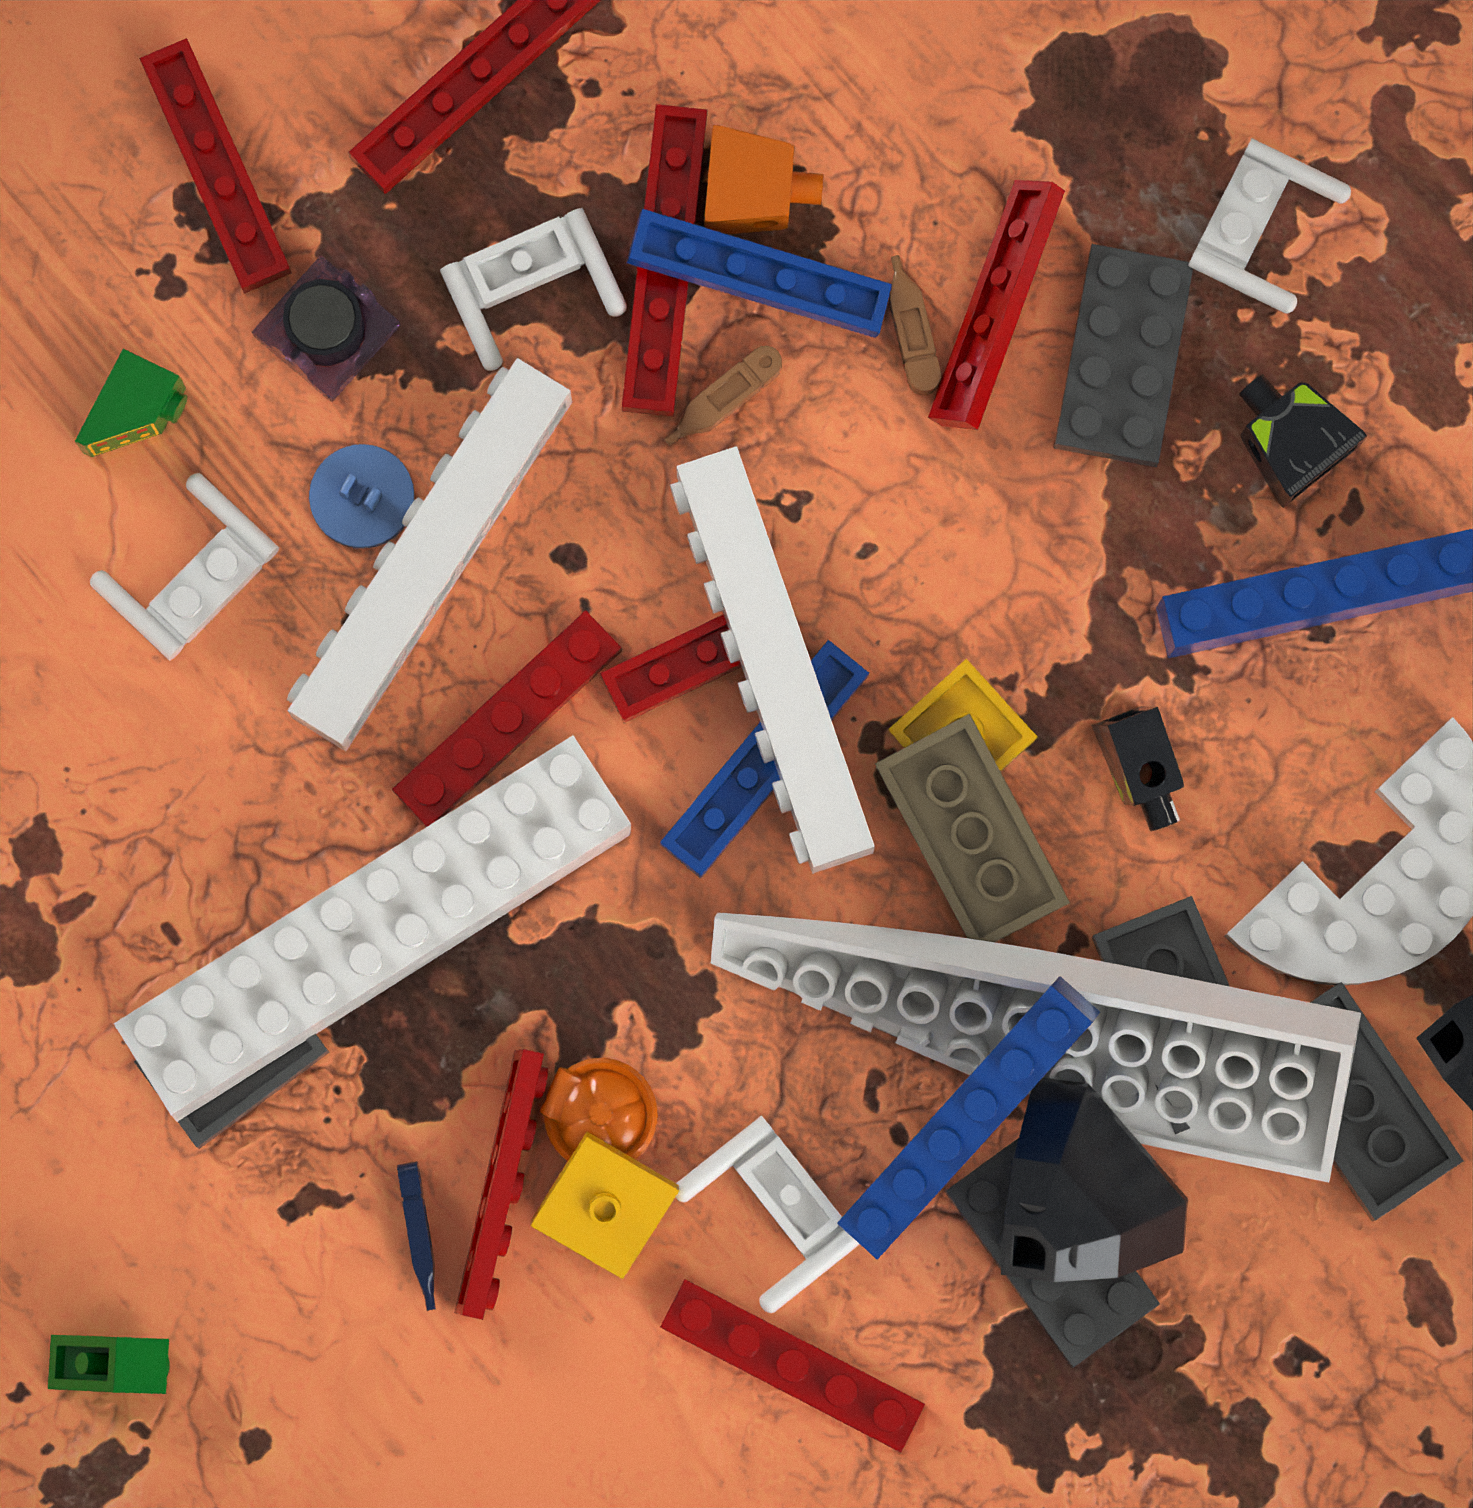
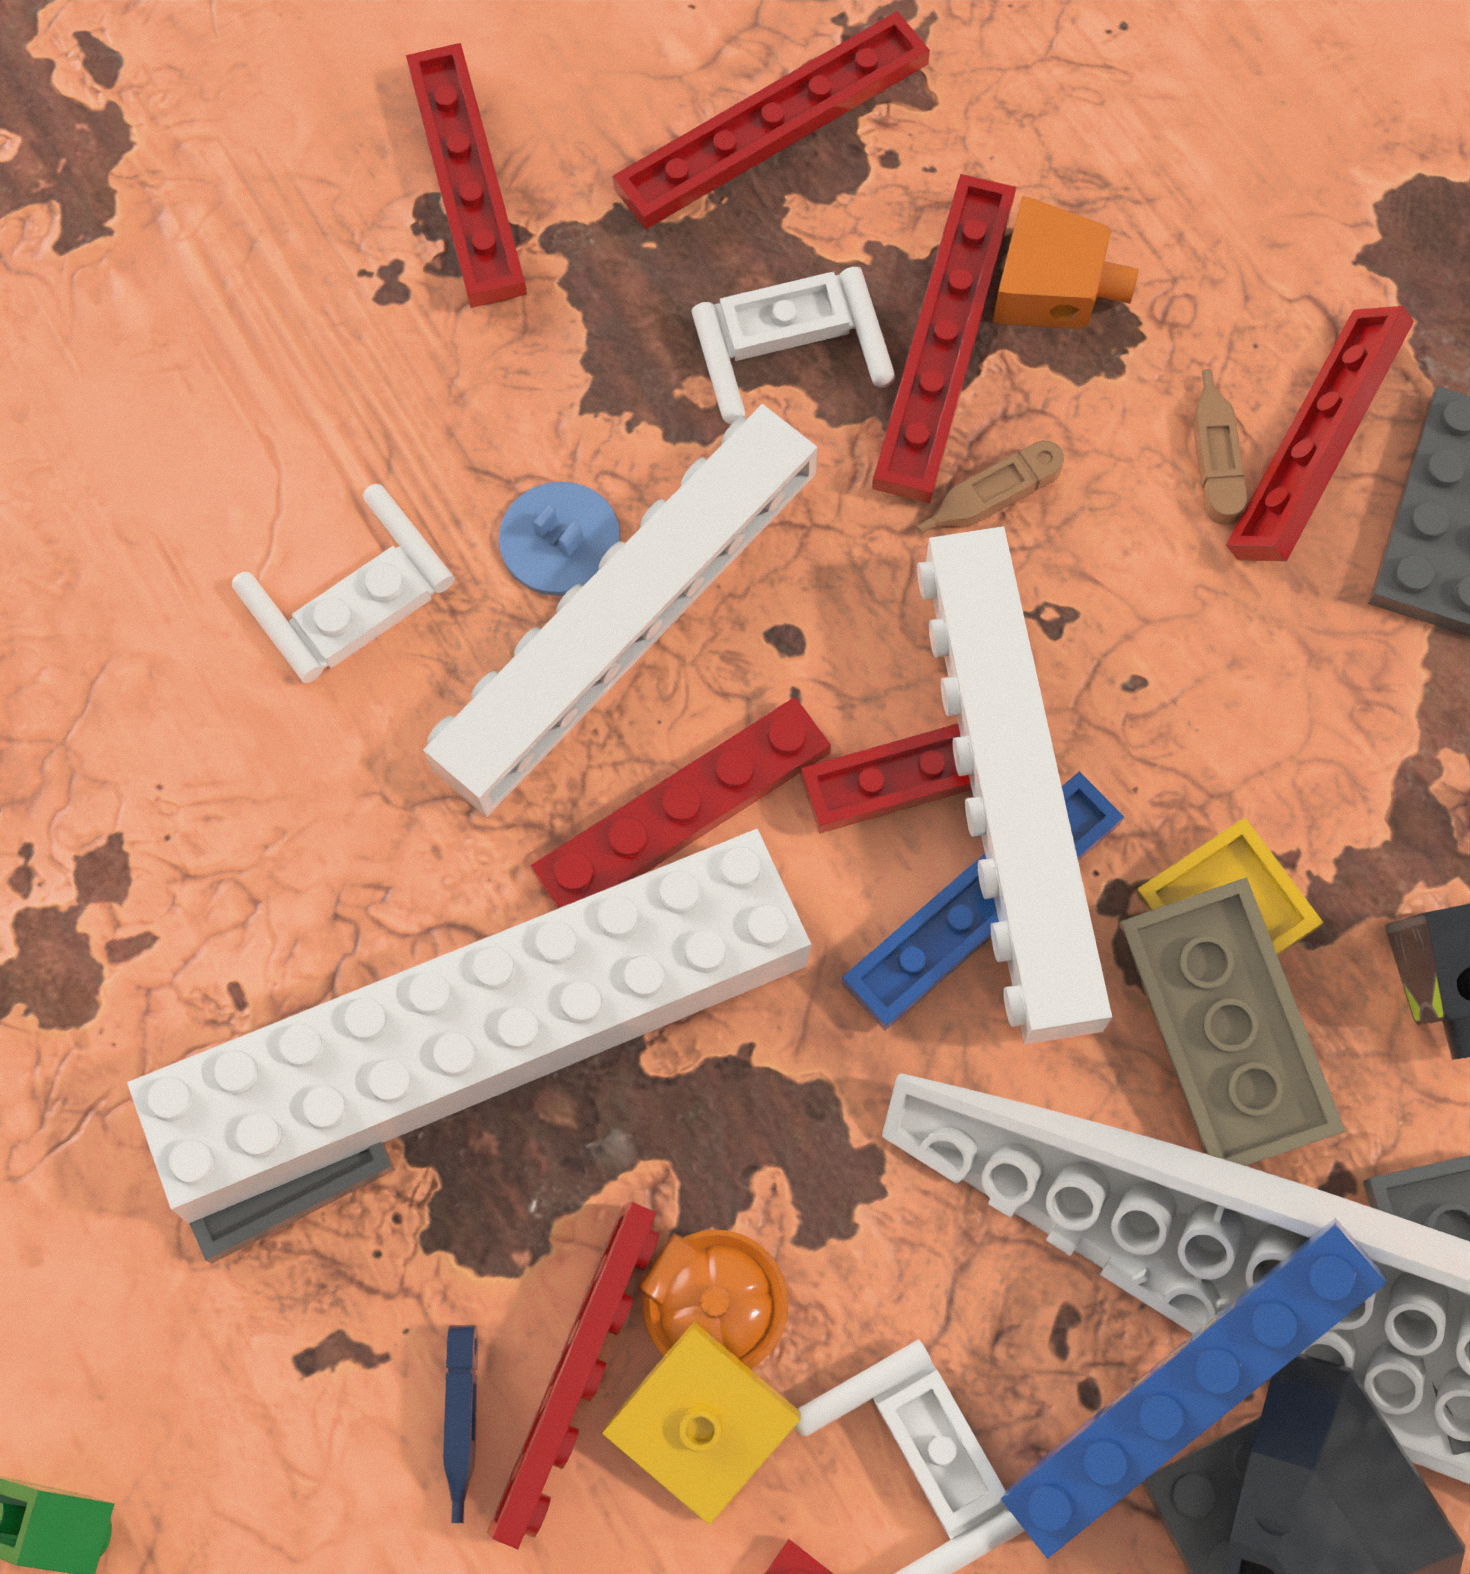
camera: 15 degrees right, 10 degrees down
(132, 405) = (318, 400): green slope -> none
(324, 326) = (550, 350): piece -> none
(759, 273) = (1053, 358): blue plate -> none

